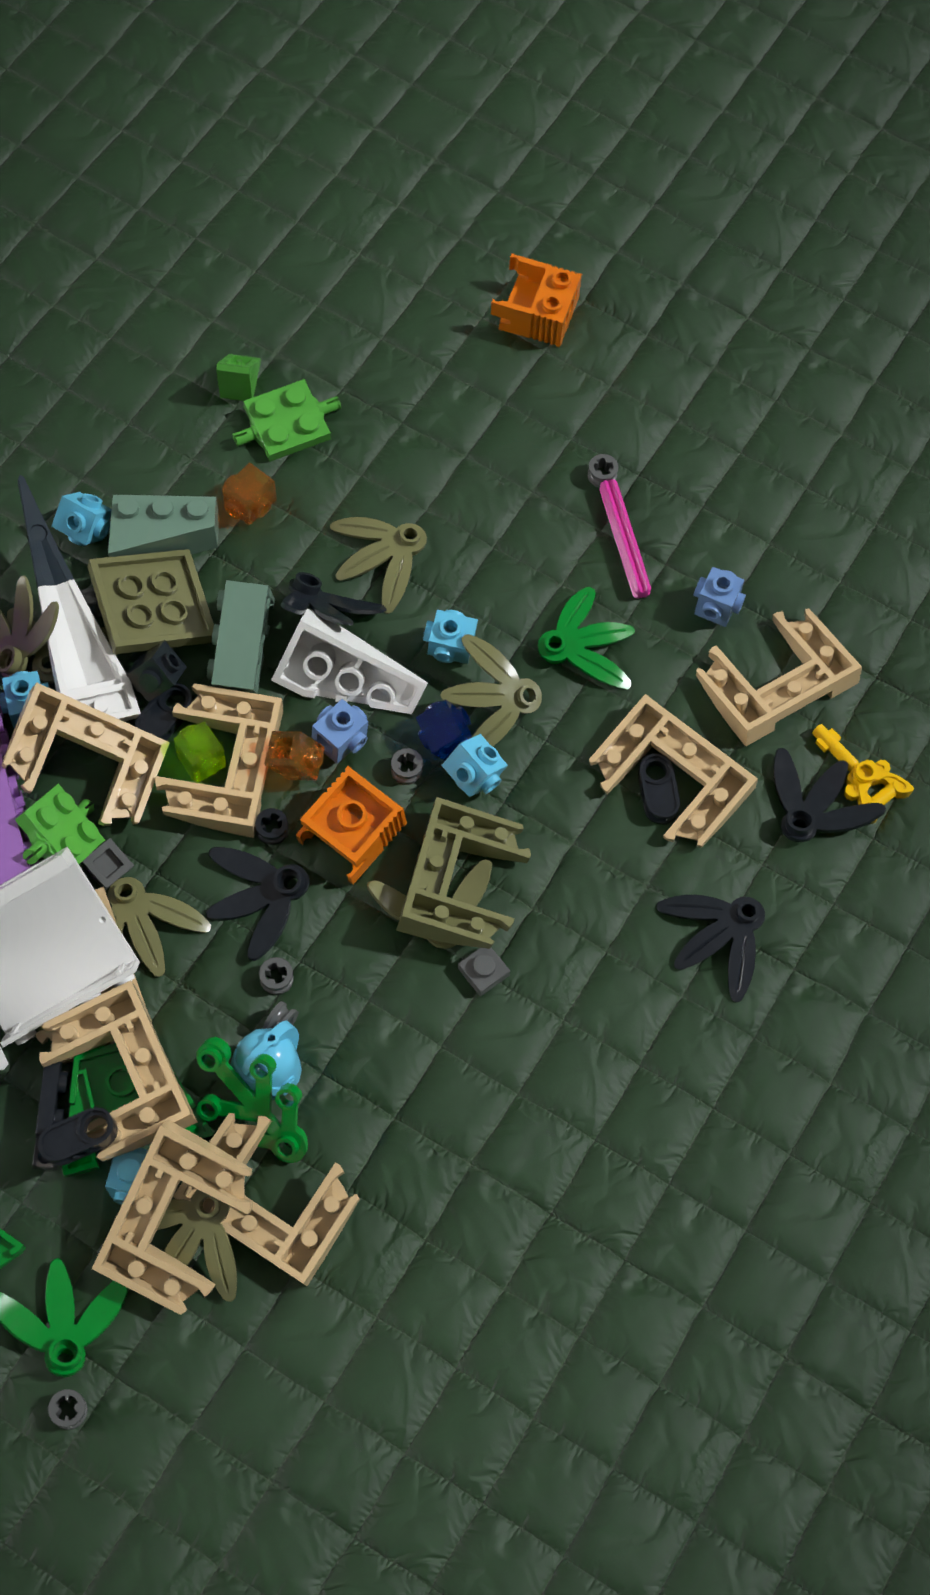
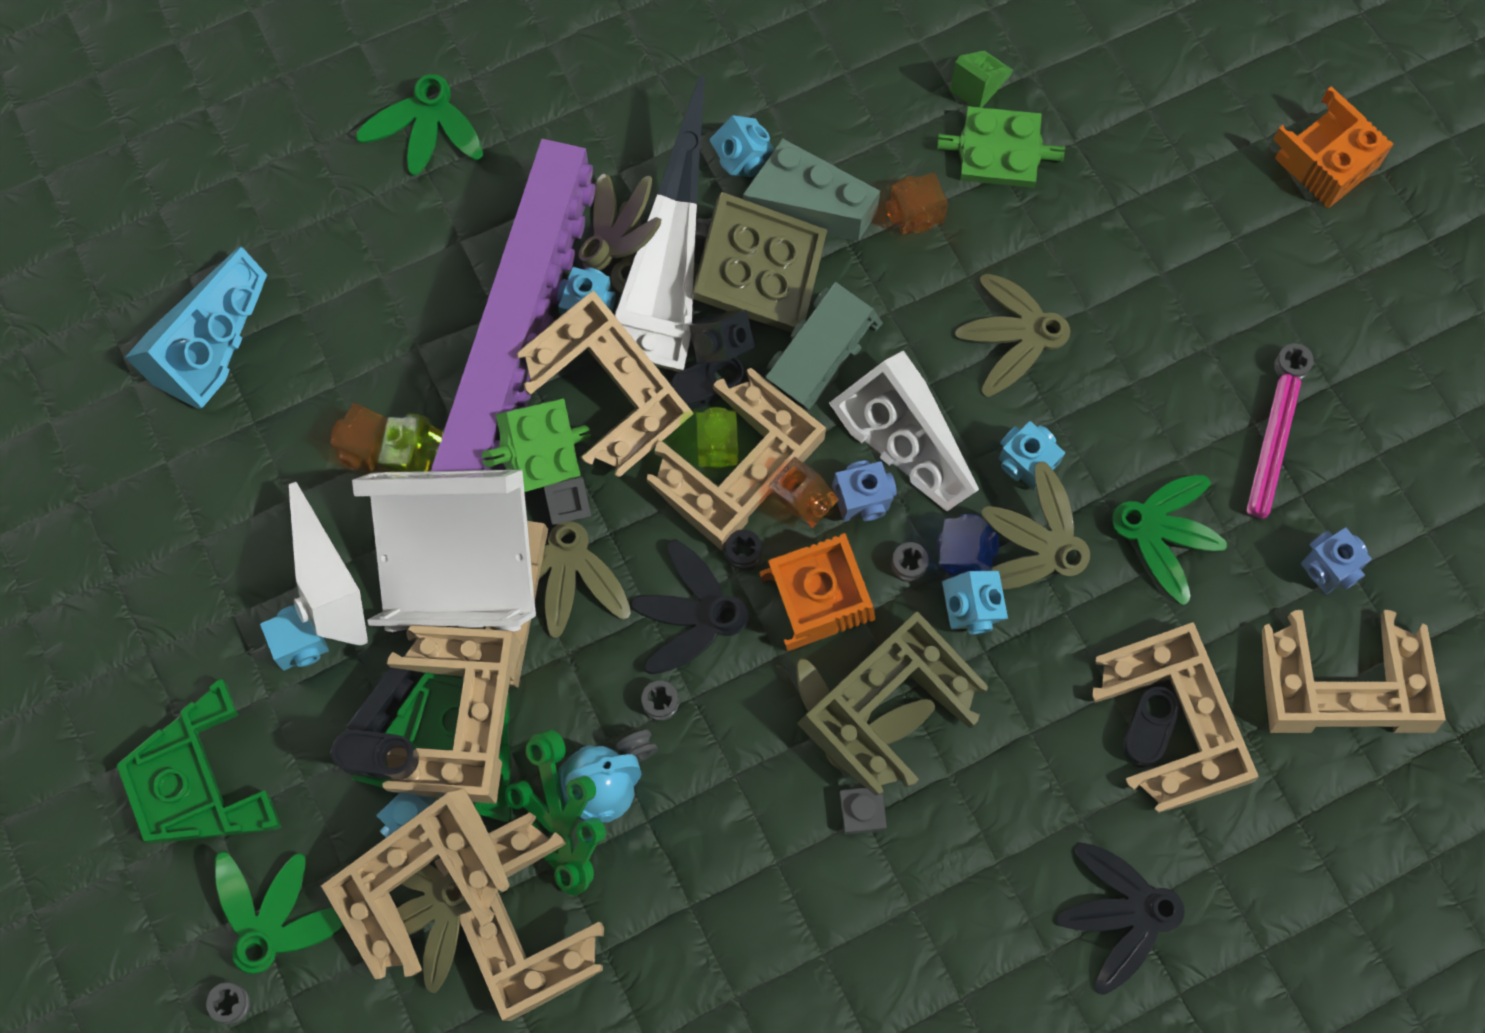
camera: 35 degrees right, 5 degrees up
(307, 592) = (916, 335): black plant -> none
(810, 813) = (1296, 841): black plant -> none
(863, 773) = (1378, 835): yellow piece -> none

